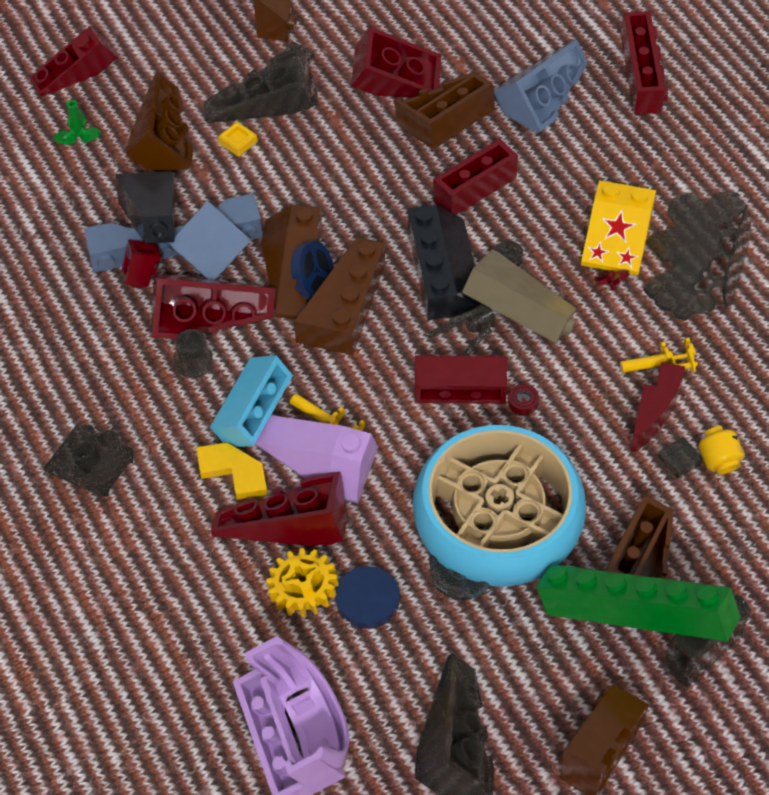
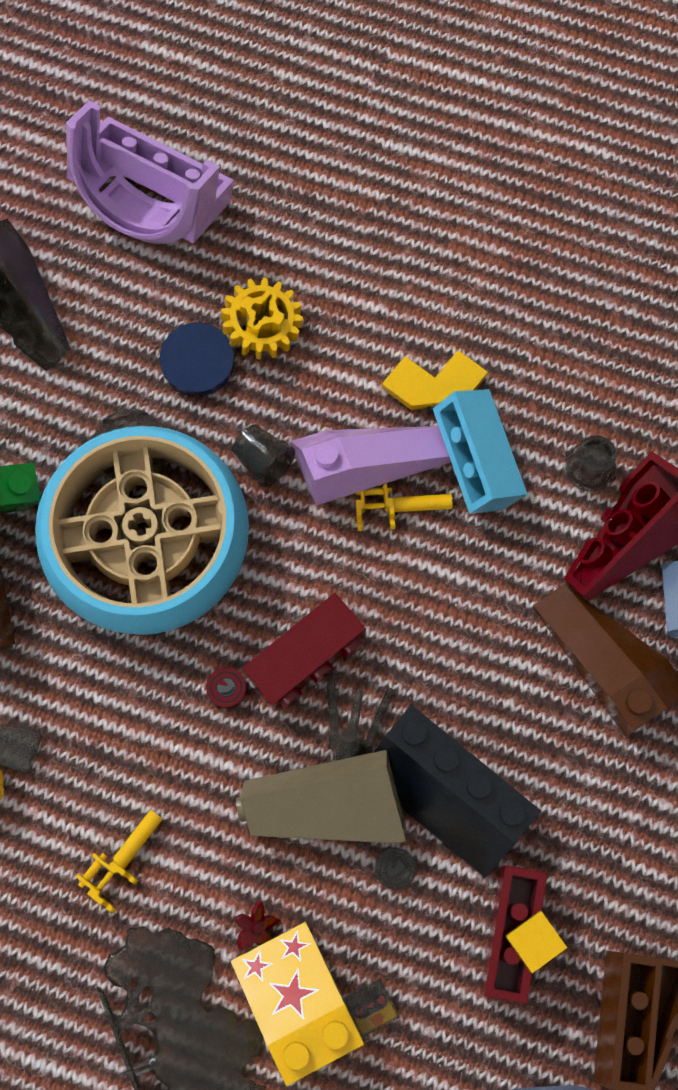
camera: 140 degrees right, 20 degrees up
(90, 459) = (570, 282): clear smoke slope -> none
(301, 516) = (331, 378): dark red wedge -> none
(310, 267) = (566, 647): dark blue tile -> none
(342, 302) = (505, 647): reddish brown wedge -> none
(382, 498) = (263, 454): none -> clear smoke piece
(469, 153) = (536, 942): none -> yellow tile
(578, 209) = (371, 1007): none -> clear smoke tile
(657, 404) = (79, 787): dark red slope -> none

